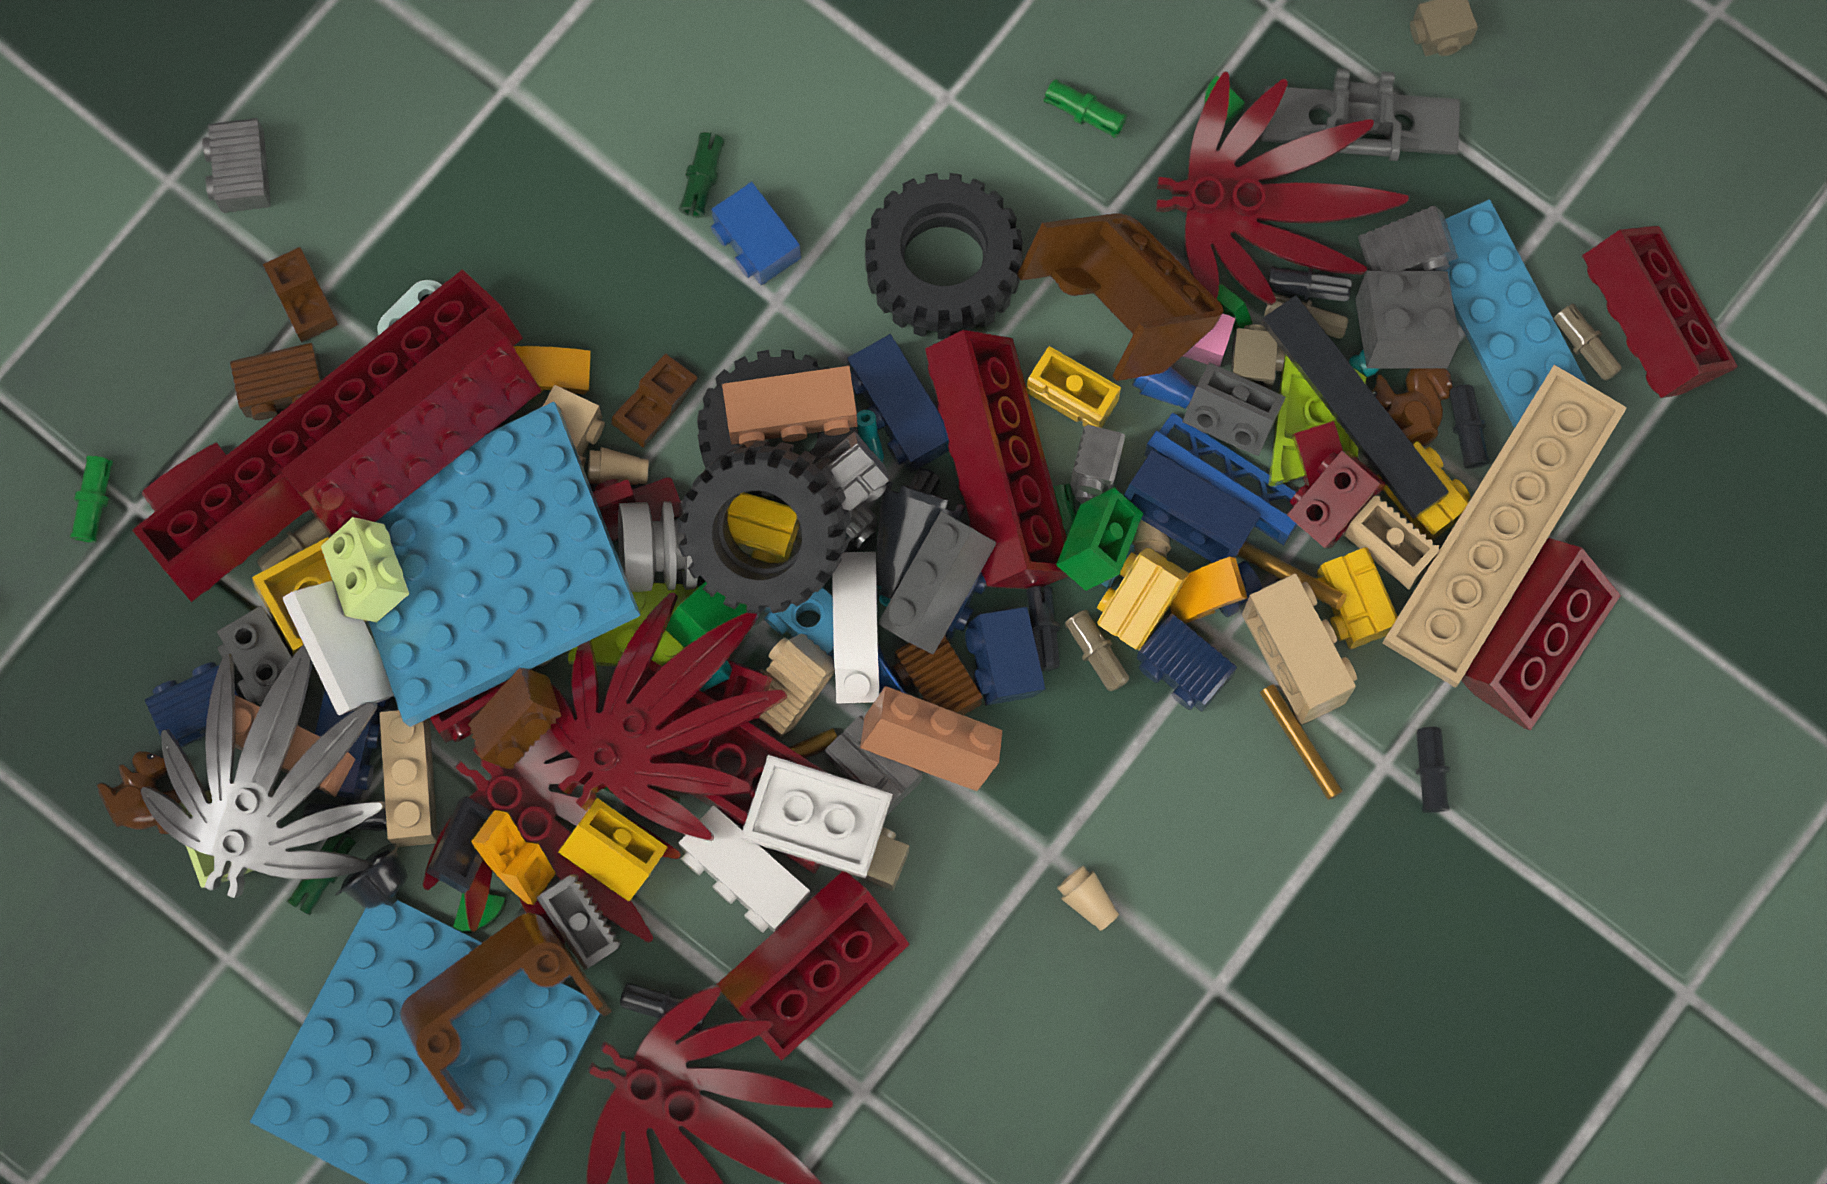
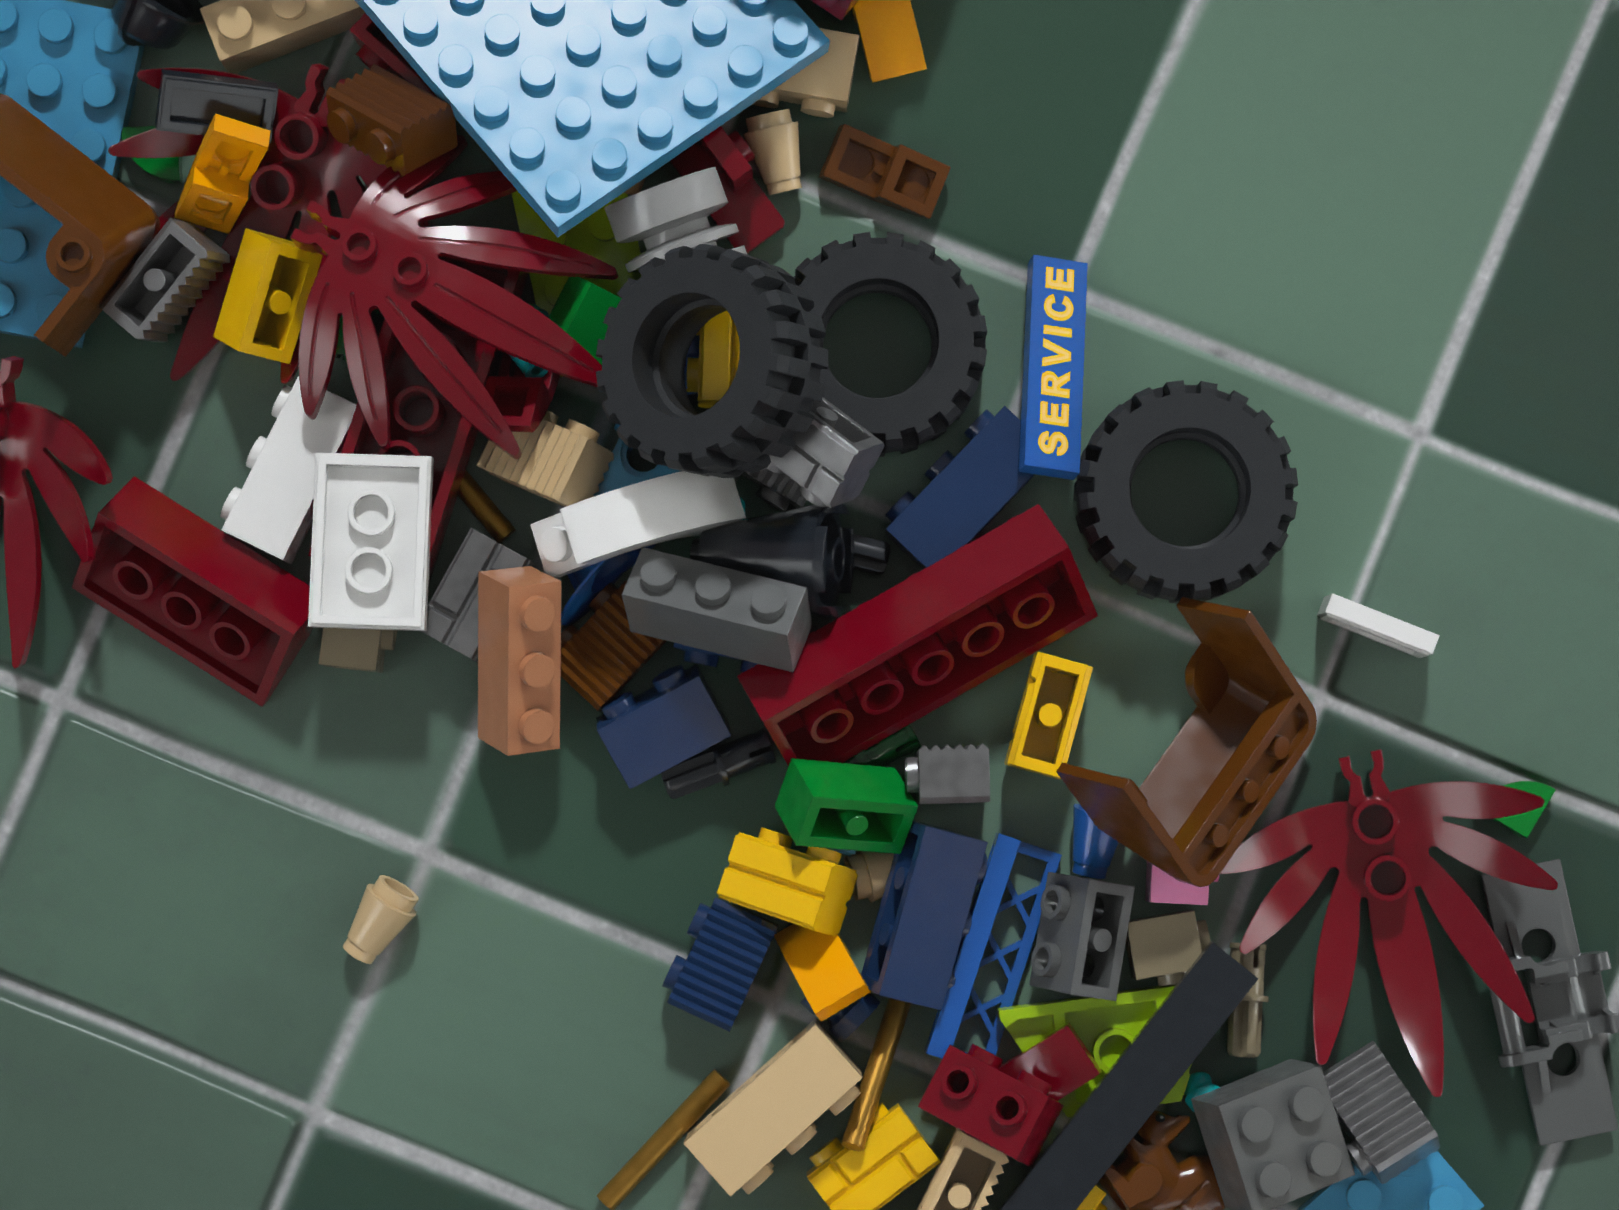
camera: 75 degrees right, 10 degrees up
(650, 1002) = (97, 407): black axle -> none
(701, 175) = (1212, 141): dark green pin -> none
(755, 234) = (1147, 235): blue brick -> none
(790, 406) = (897, 349): nougat brick -> none
(829, 319) = (1053, 367): none -> blue tile
(868, 432) = (905, 467): teal arm -> none
(1072, 158) = (1377, 626): none -> white tile
(1085, 108) = (1455, 624): green pin -> none
(1097, 650) = (708, 843): dark tan axle -> none
(1234, 307) = (1226, 899): green tile -> none
(1310, 284) = (1292, 991): black axle -> none

